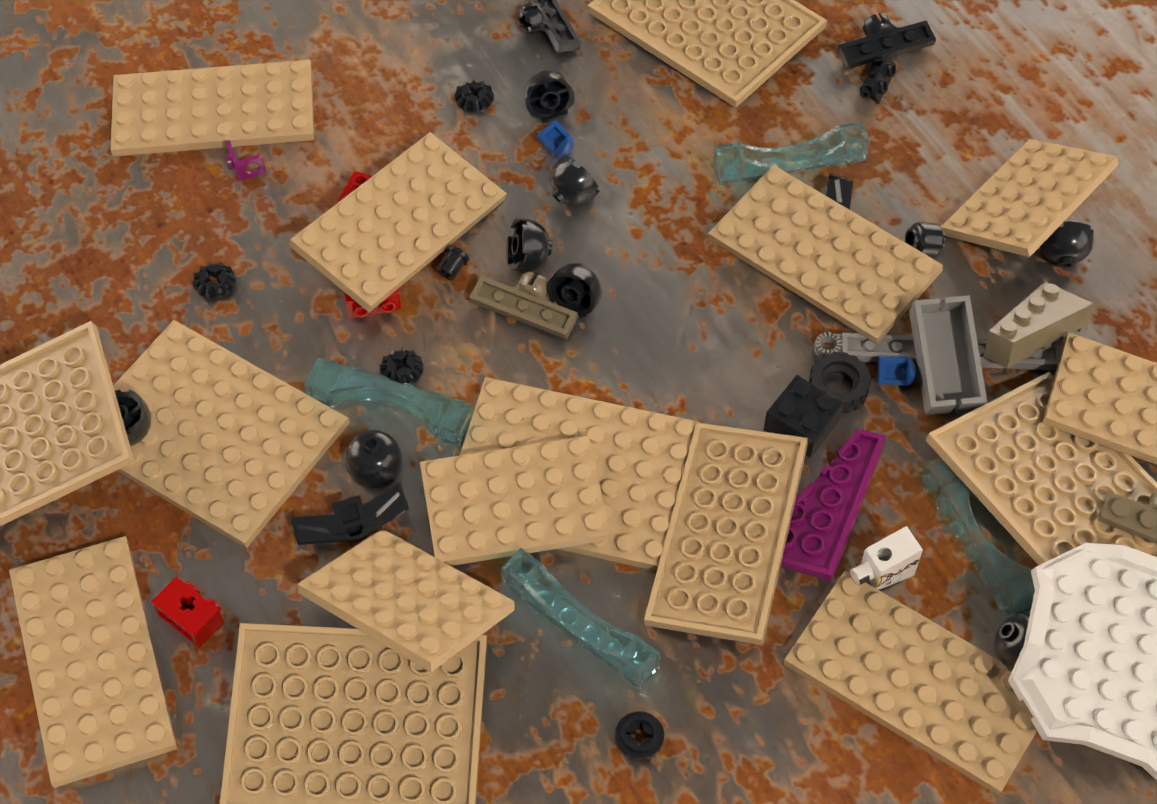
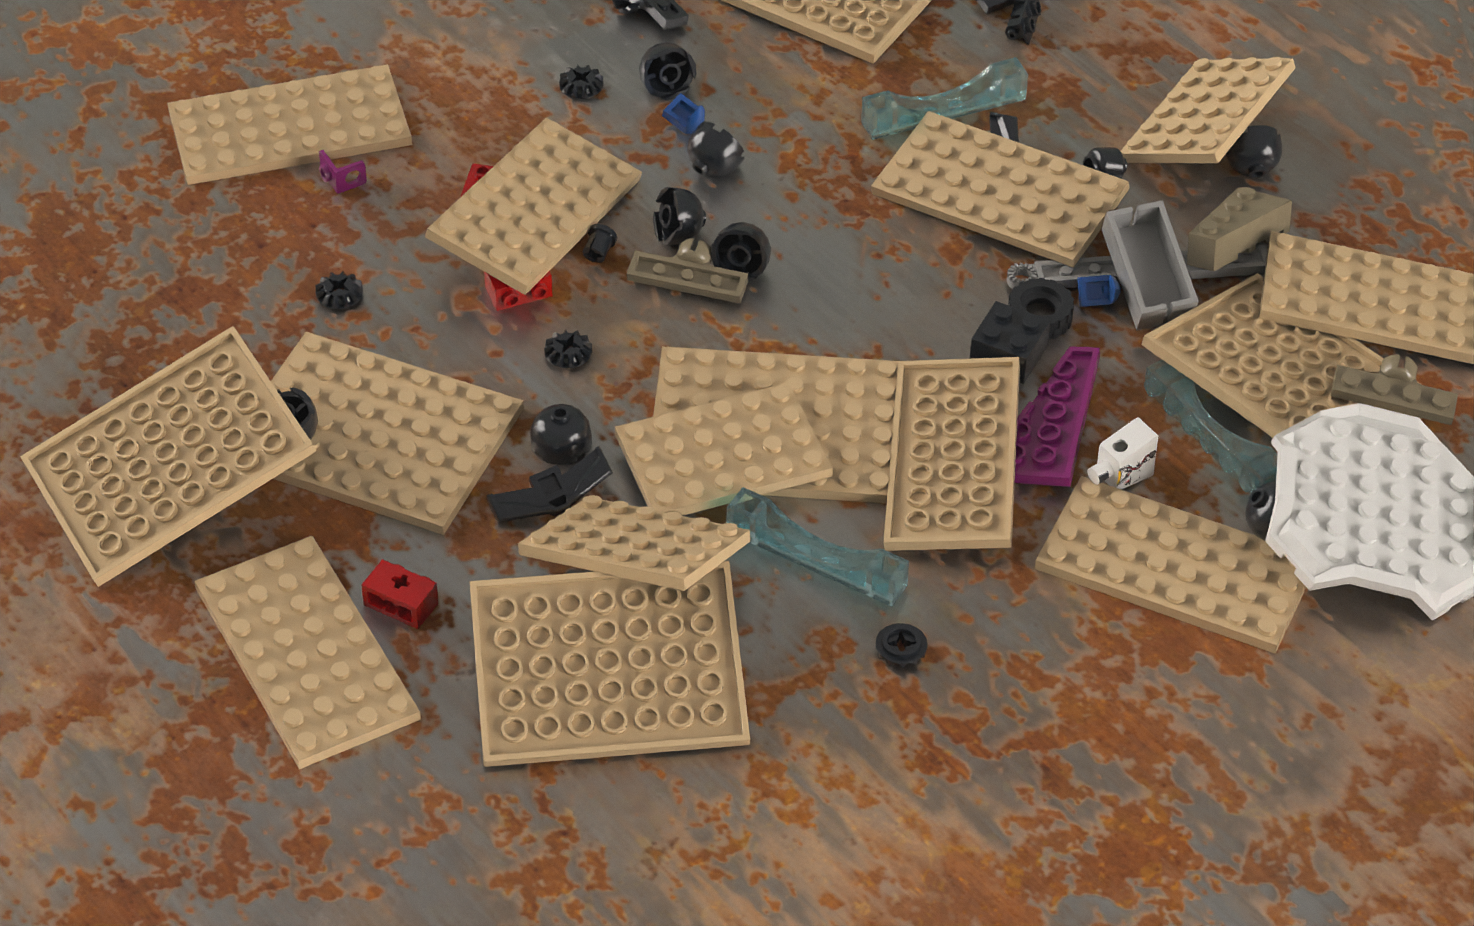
camera: 10 degrees left, 10 degrees down
(338, 384) = (623, 386): clear light blue arch -> none

